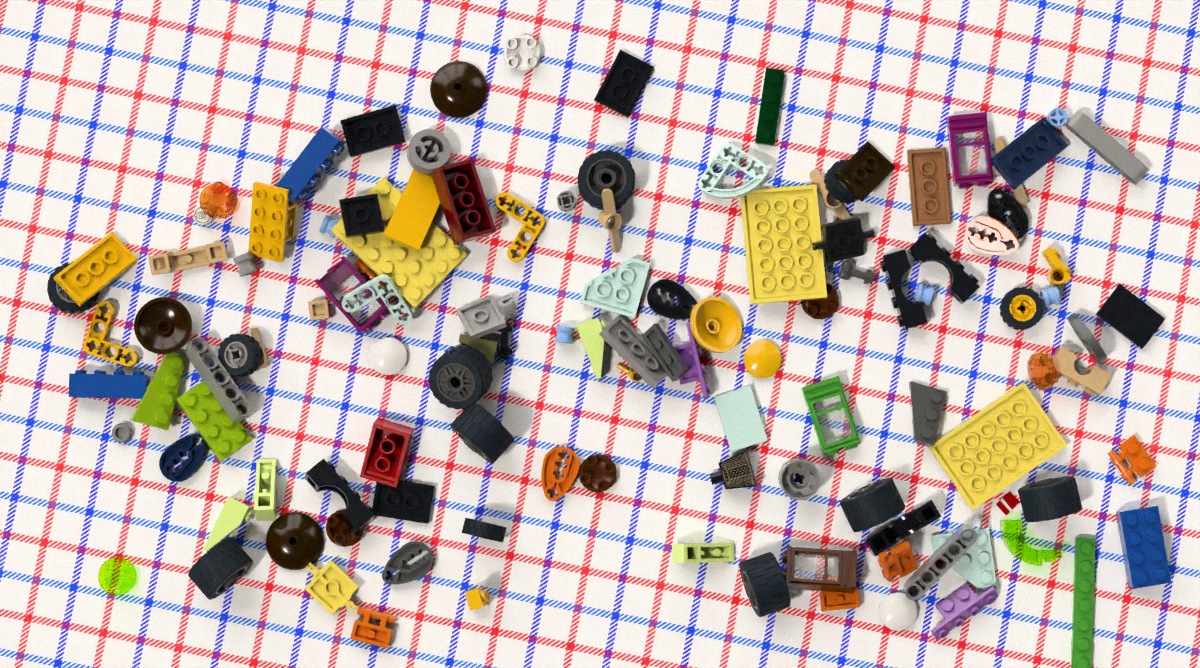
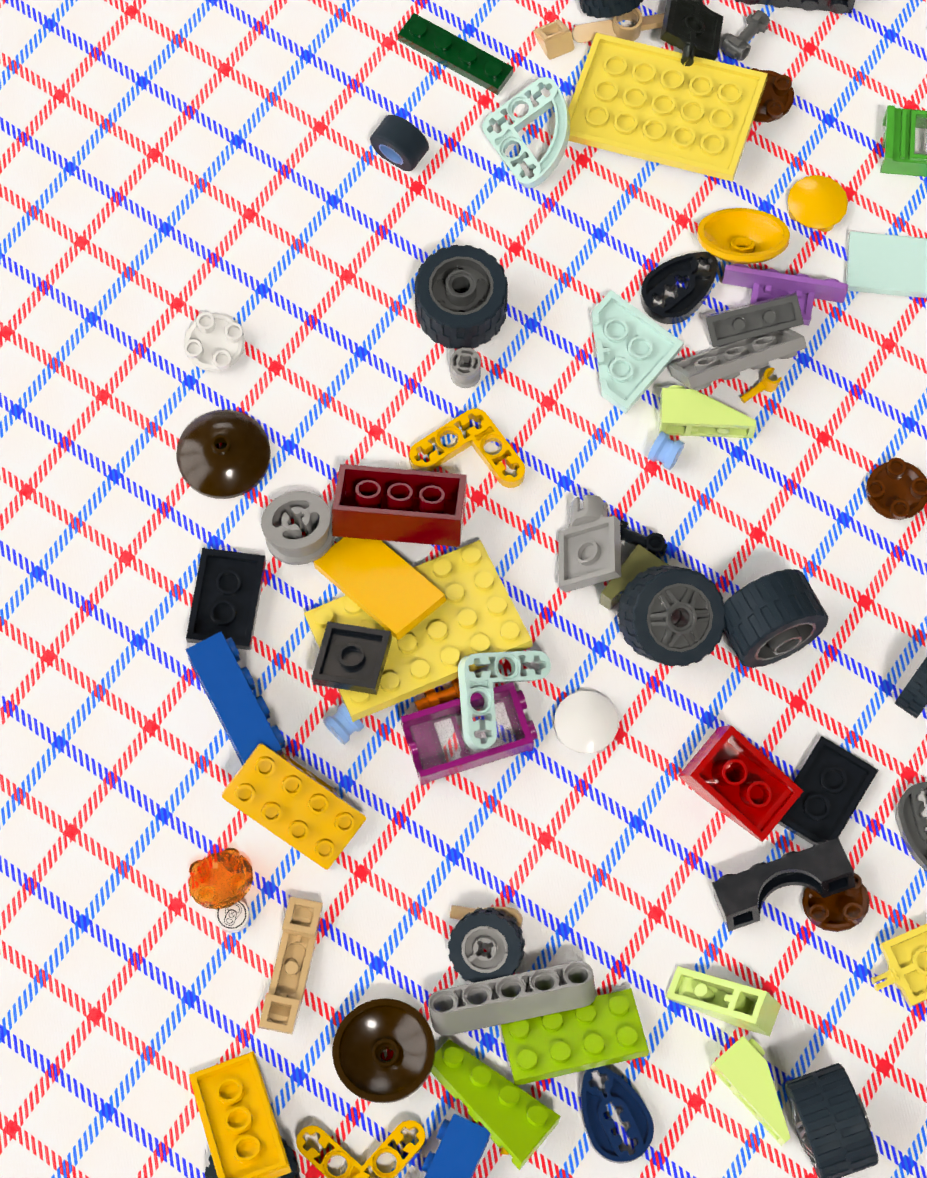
camera: 65 degrees left, 15 degrees down
(245, 265) = (343, 879): light grey wheel -> none
(308, 537) = (812, 1012): dark brown dish -> none
(319, 310) = (467, 795): tan plate -> none
(549, 466) = (880, 529): orange piece -> none
(615, 223) = (519, 308): tan piece -> none
(623, 83) = (328, 226): black tile -> none
(690, 101) = (399, 142): none -> black wheel
(806, 160) = (554, 39): none -> tan slope

